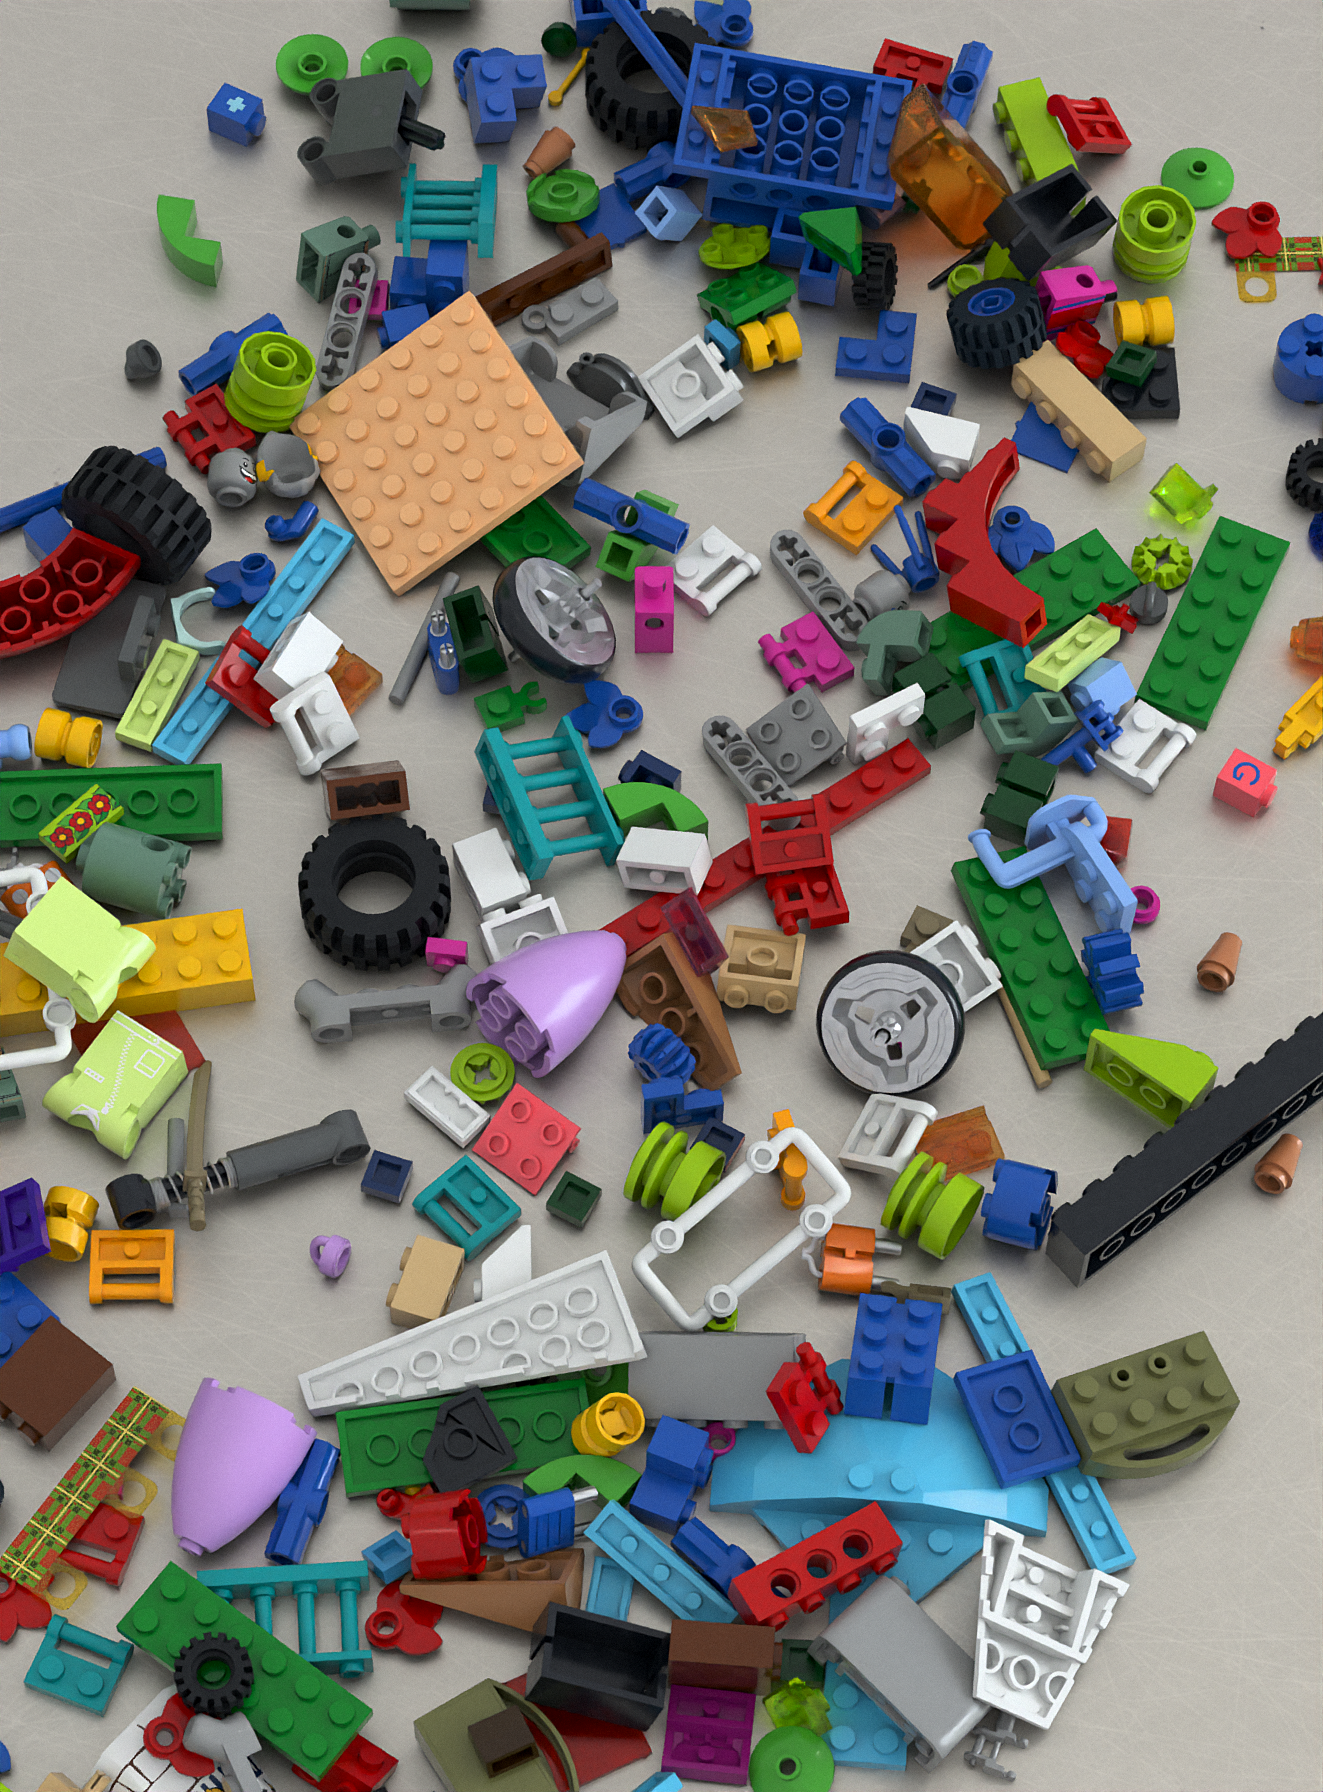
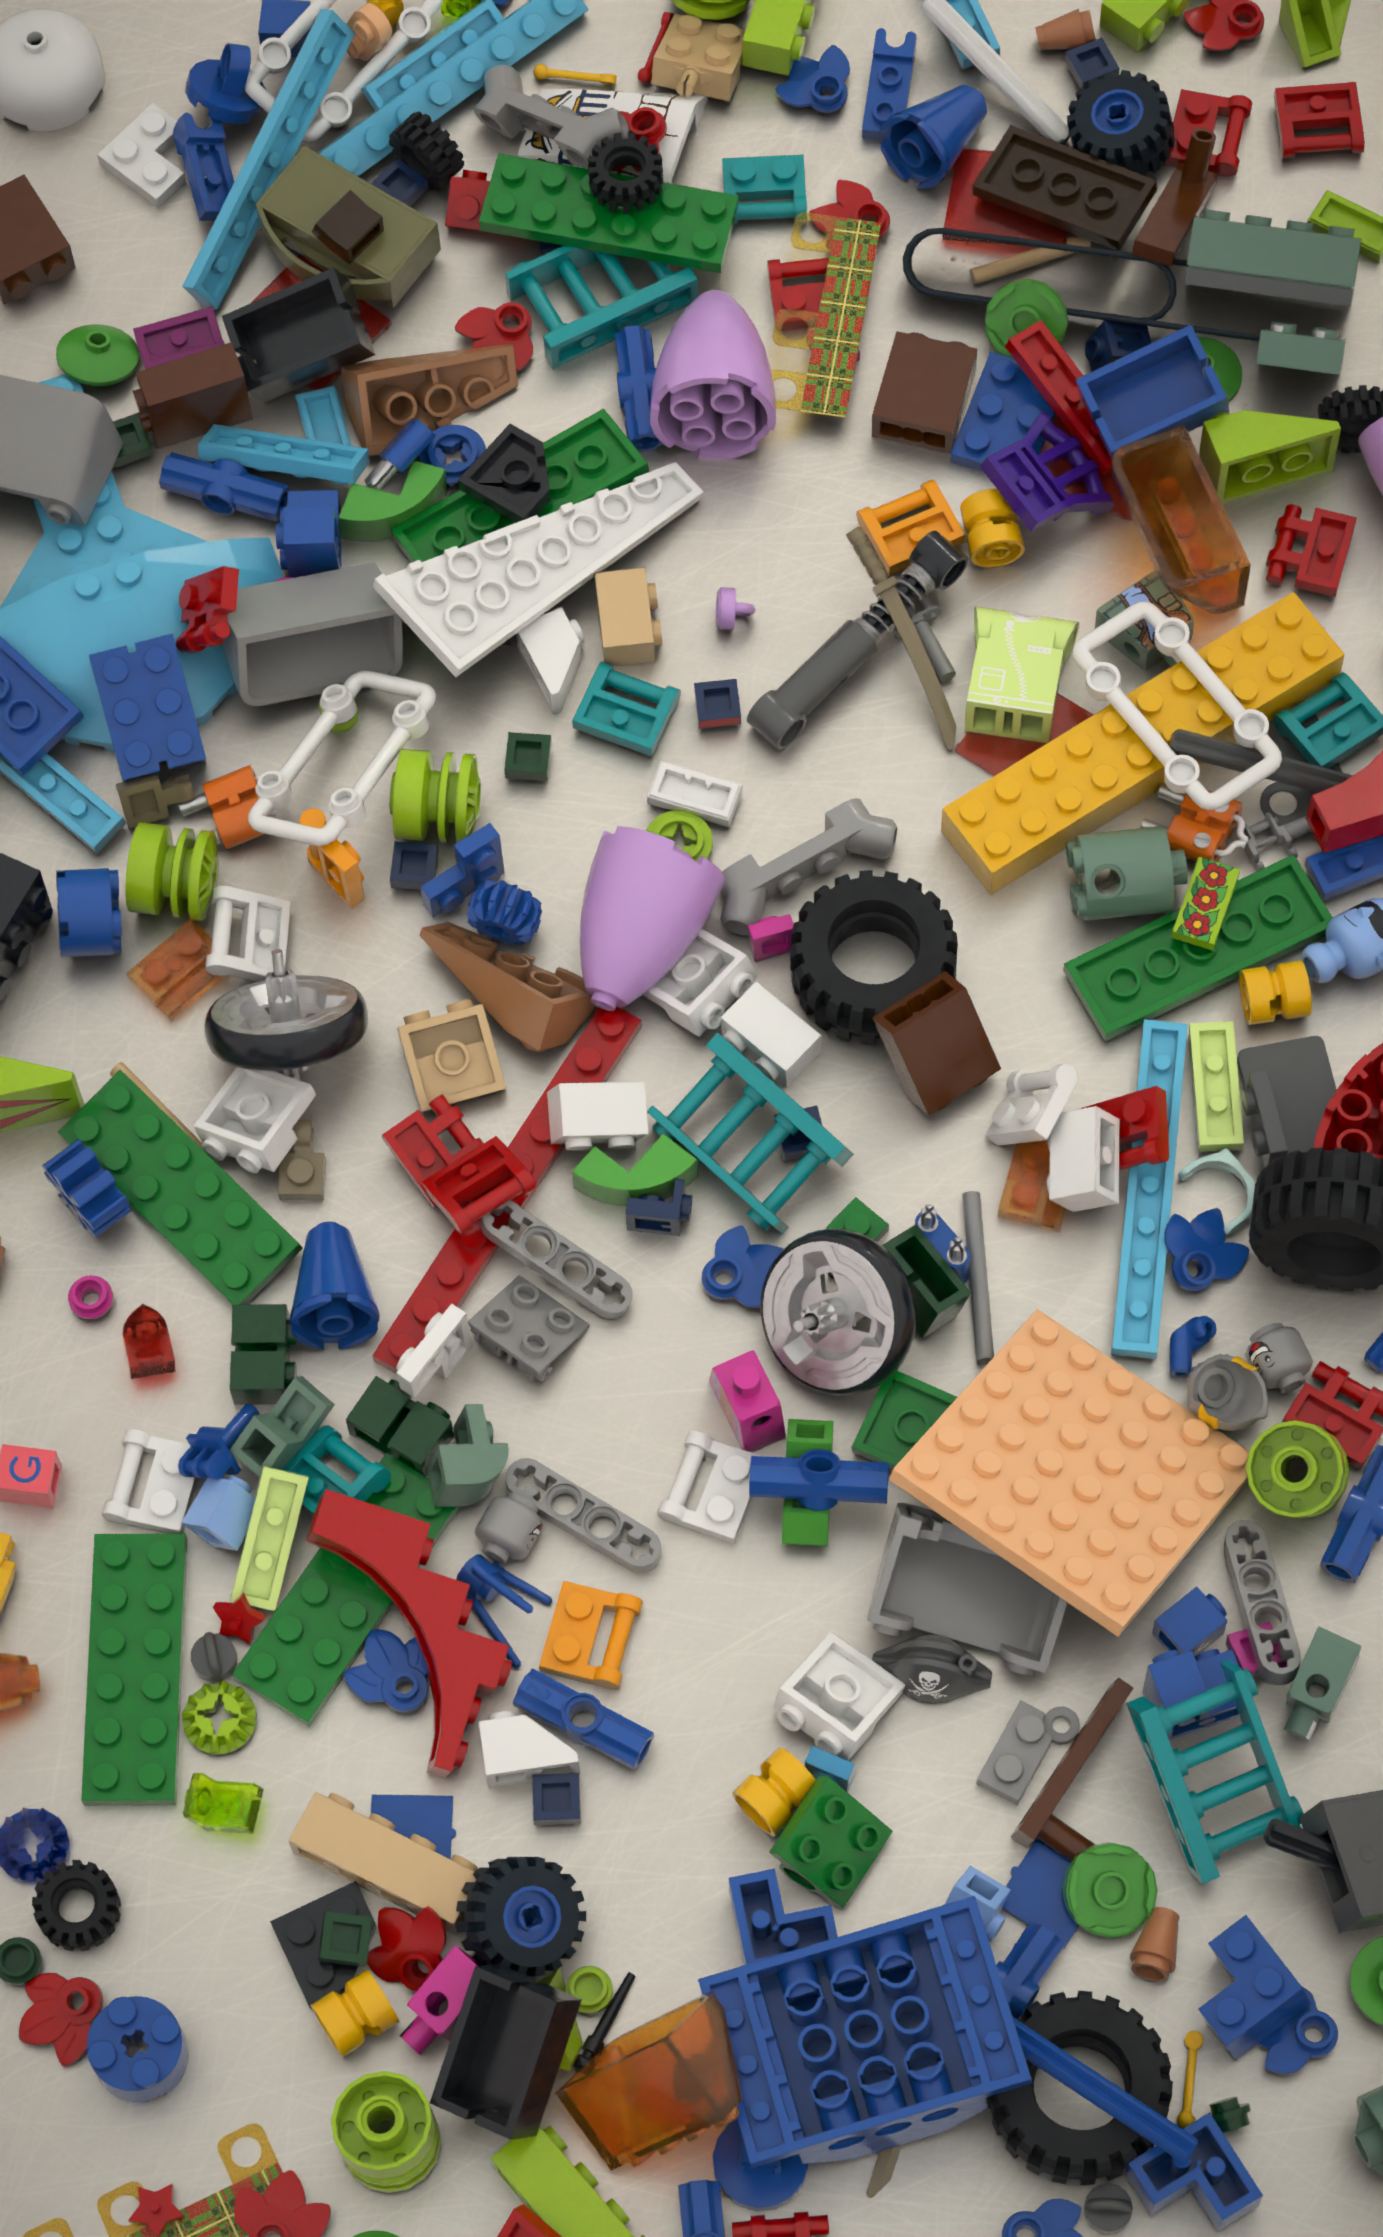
camera: 160 degrees right, 5 degrees up
(78, 949) = (1114, 723): yellowish green piece -> none
(389, 1557) = (535, 375): dark azure plate -> none
(395, 1503) = (551, 425): red arm -> none
(445, 1535) = (489, 390): red brick -> none
(527, 1139) = (599, 793): coral hinge -> none
(608, 1425) = (386, 536): yellow wheel -> none
(695, 933) = (526, 1027): clear pink slope -> none
(726, 127) = (933, 1967): clear orange piece -> none
(735, 246) = (872, 1896): lime dish -> none
(798, 1705) = (117, 400): clear neon green bracket -> none
(814, 649) = (554, 1442): dark pink plate -> none
(836, 235) = (742, 1908): green slope -> none
(864, 1530) = (141, 512): red brick -> none
(877, 281) = (691, 1923): black tyre -> none
(880, 359) = (637, 1850): blue plate -> none
(942, 817) = (332, 1292): none -> blue cone
(1060, 838) = (181, 1305): light blue plate -> none

